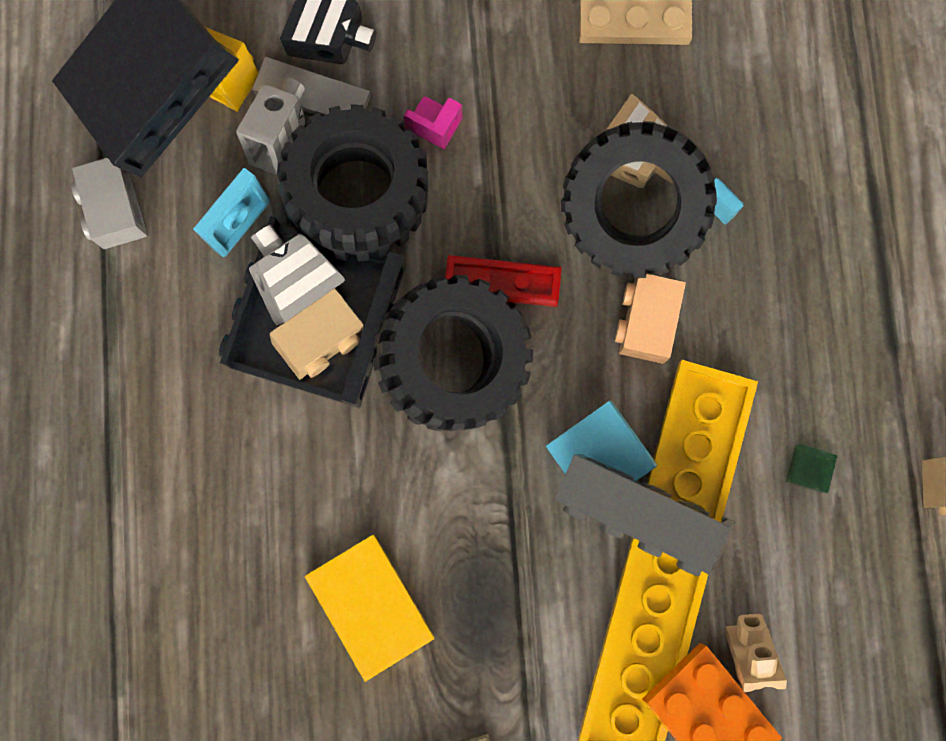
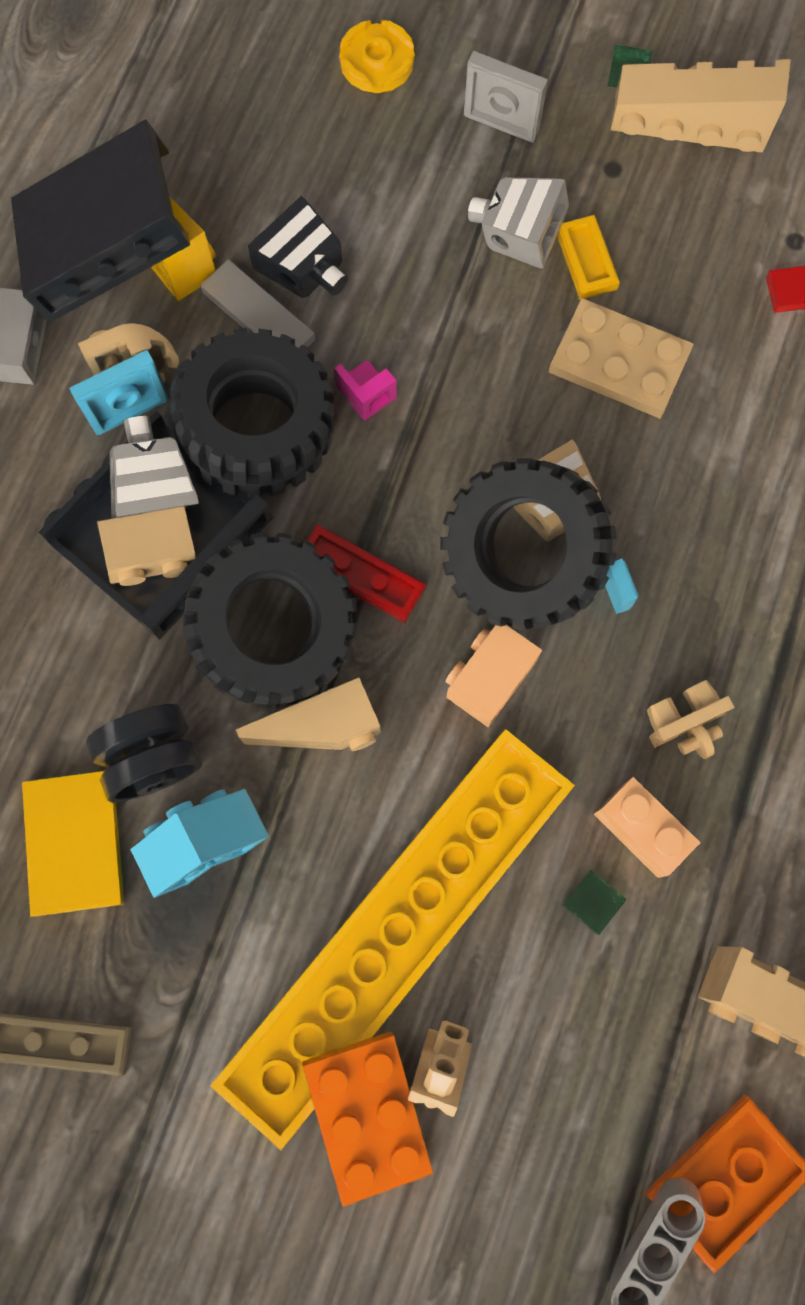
camera: 20 degrees right, 5 degrees down
(209, 180) = (124, 341): none -> tan slope
(270, 124) = (200, 316): light grey torso -> none
(396, 506) = (143, 752): none -> black wheel
(475, 560) = (197, 839): none -> medium azure brick
(533, 417) = (325, 721): none -> tan slope
(604, 438) = (378, 791): medium azure tile -> none
(644, 514) = (389, 869): dark grey wedge -> none
(830, 391) = (647, 828): none -> light nougat brick
(834, 273) = (705, 707): none -> tan hips

